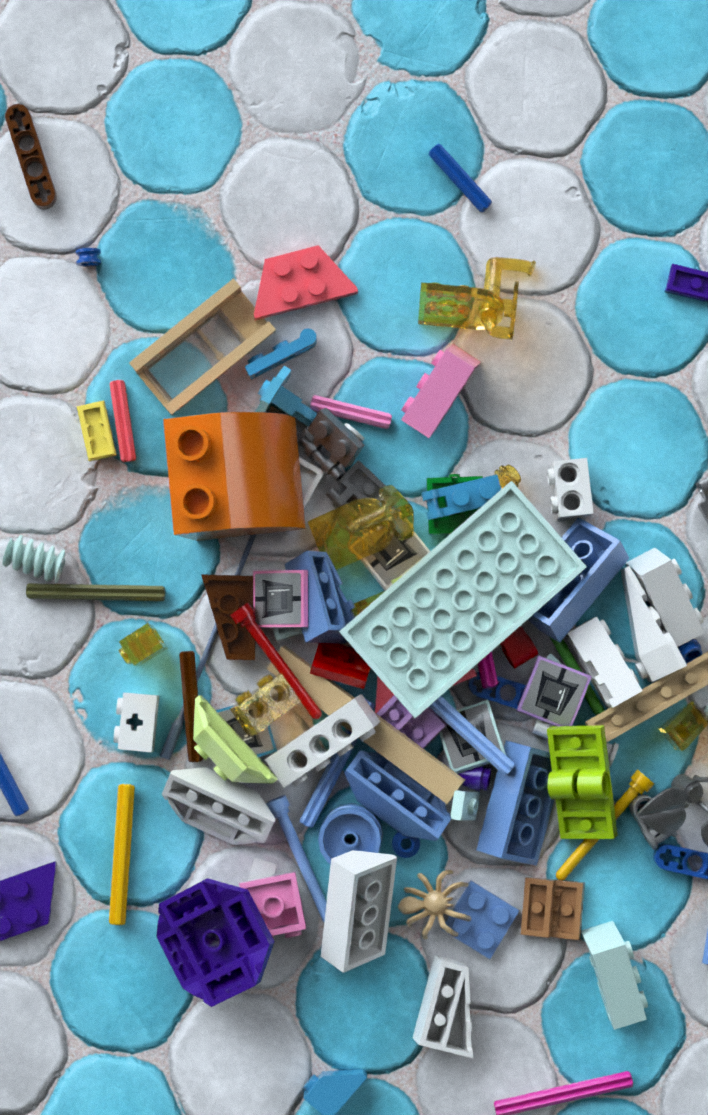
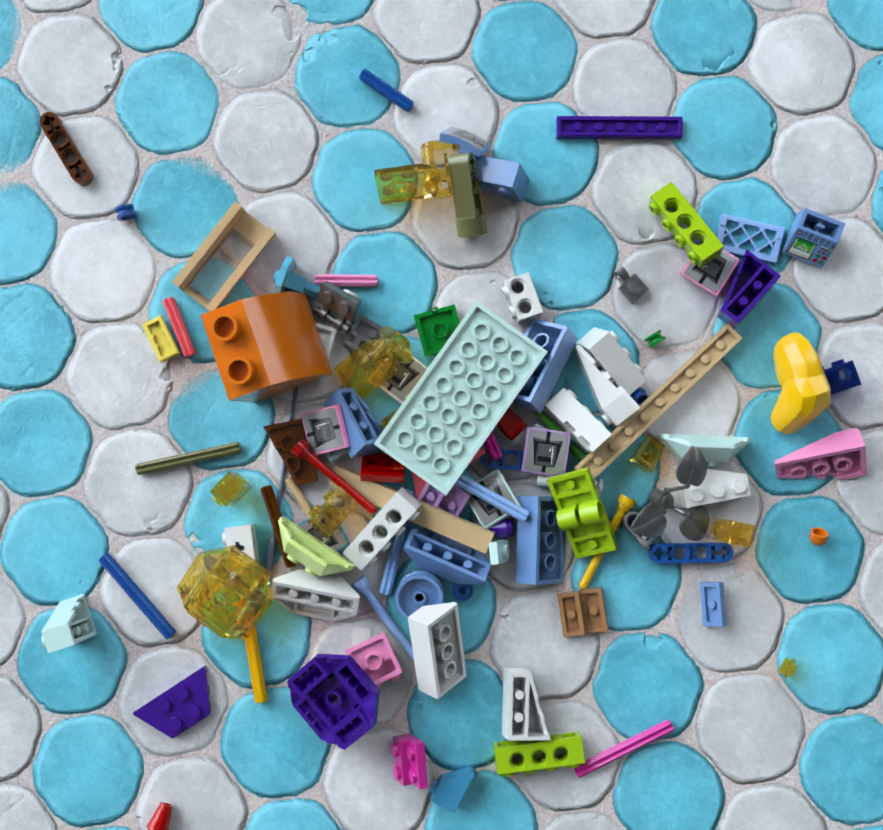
camera: 10 degrees left, 0 degrees up
(34, 559) = (137, 445): light aqua piece -> none
(126, 759) = (235, 577): none -> clear yellow piece
(226, 675) = (299, 496): none -> tan bar
(282, 353) = (284, 248): dark azure plate -> none
(288, 1042) = (409, 761): none -> dark pink plate
(300, 281) = (285, 194): coral wing -> none
(411, 1059) = (506, 749): none -> lime brick
(434, 903) = (494, 630): tan animal -> none
(439, 389) = (407, 248): bright pink wedge -> none
(461, 496) = (441, 323): dark azure plate -> none
(488, 922) = (531, 633): medium blue plate -> none
(507, 474) = (471, 298): clear yellow plate -> none
(531, 342) = (466, 195): none -> olive beam
(551, 273) = (468, 141): none -> slope
(569, 322) = (502, 177): none -> medium blue wedge
(615, 975) = (641, 650): light aqua wedge -> none

